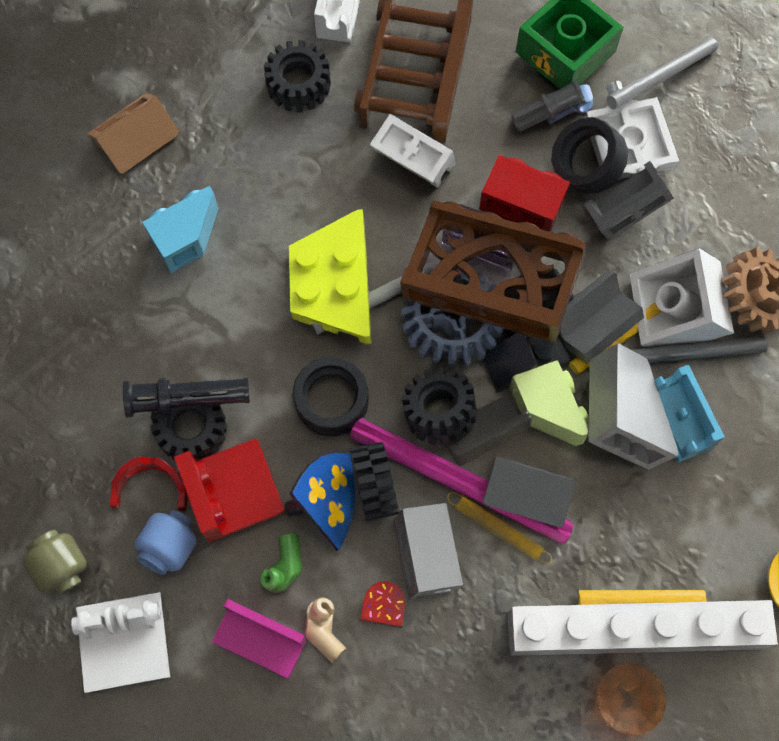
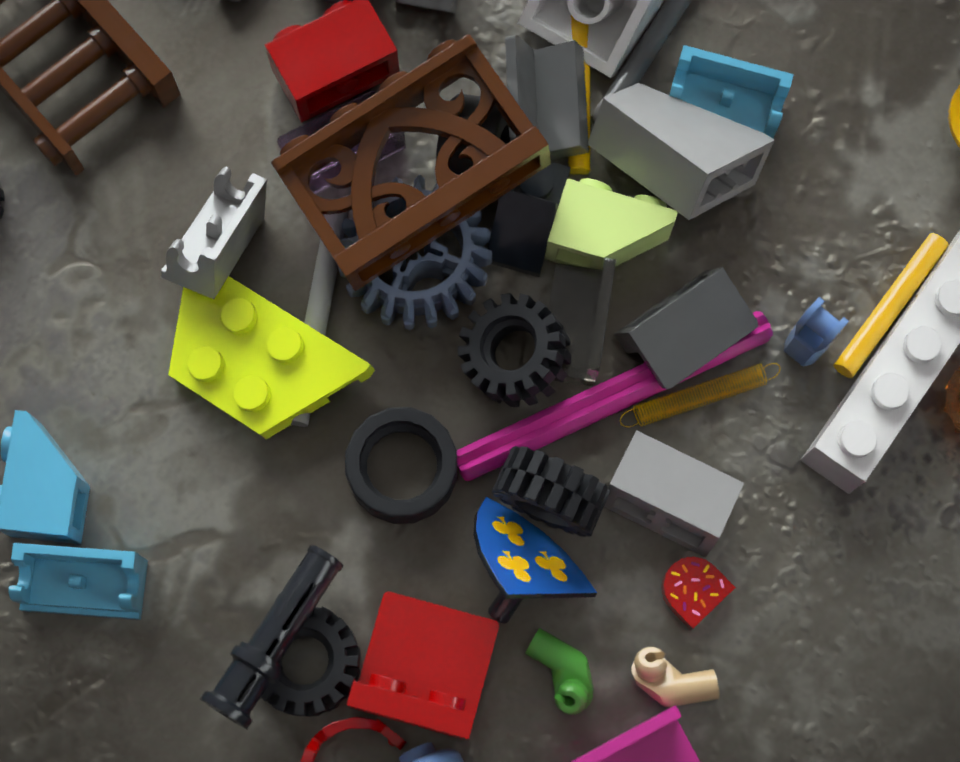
camera: 55 degrees left, 5 degrees up
(148, 284) = (79, 581): none -> medium azure hinge
(379, 213) = (217, 235): none -> light grey hinge
(413, 150) = (168, 137): white hinge -> none
(581, 560) = (813, 334): none -> medium blue bar

